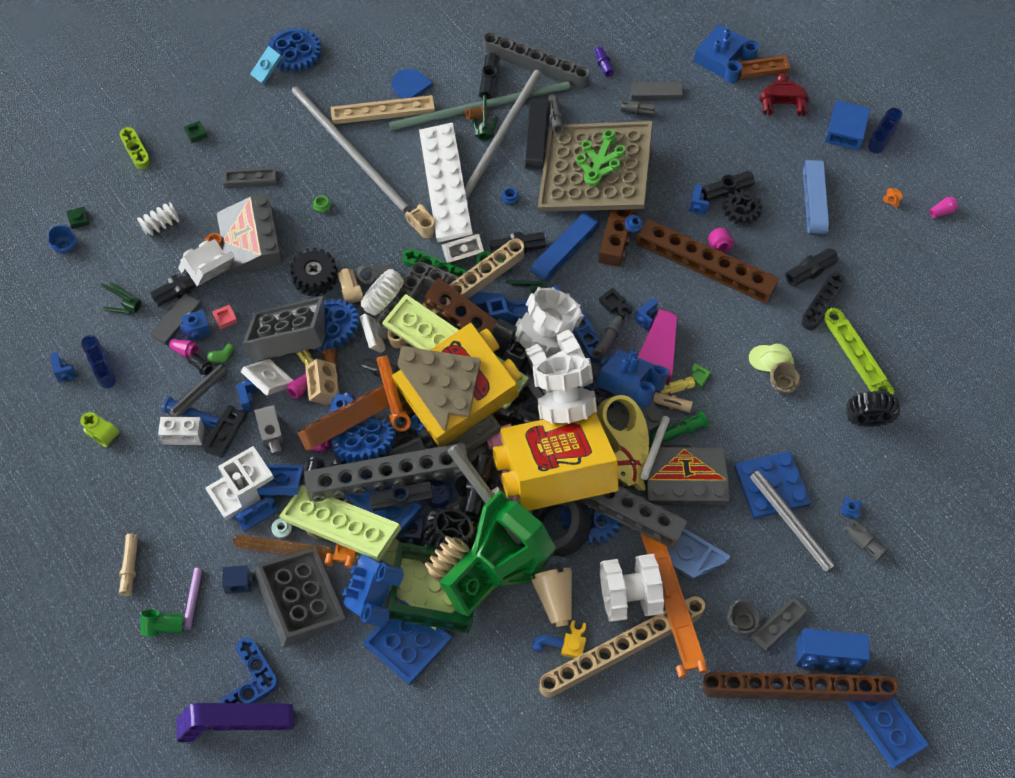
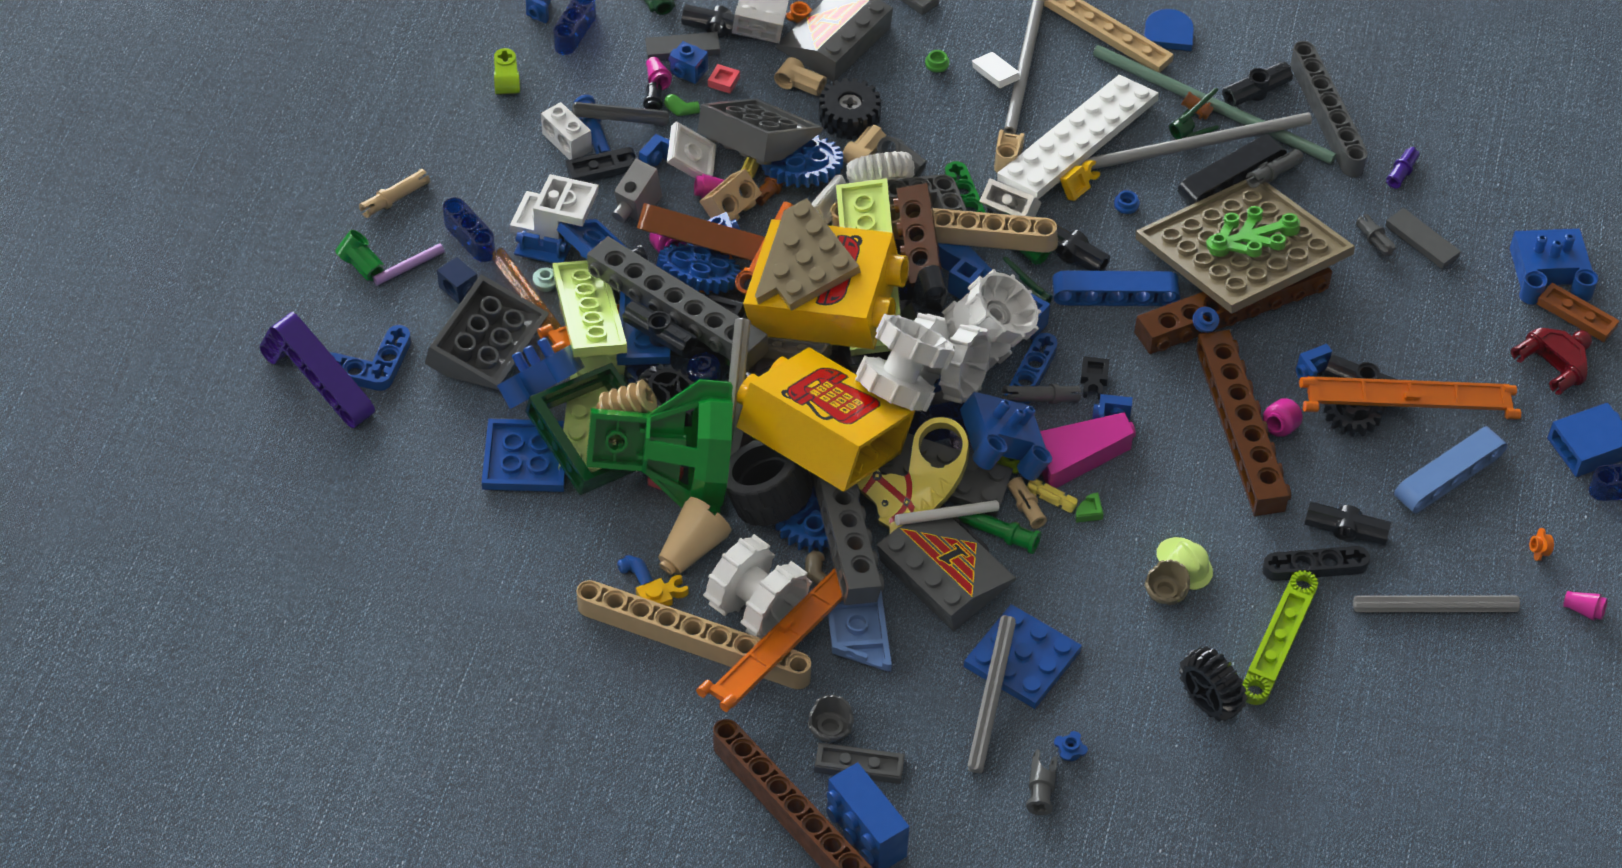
camera: 50 degrees right, 10 degrees down
(193, 539) = (468, 229): none -> clear blue beam
(260, 280) = (794, 74): none -> tan piece
(357, 181) = (996, 70): none -> white tile
(474, 205) = (1077, 179): none -> yellow plate
(627, 545) = (813, 566): none -> dark tan arm
(758, 176) = (1409, 394): none -> orange piece
(890, 270) = (1502, 603): none -> light grey axle

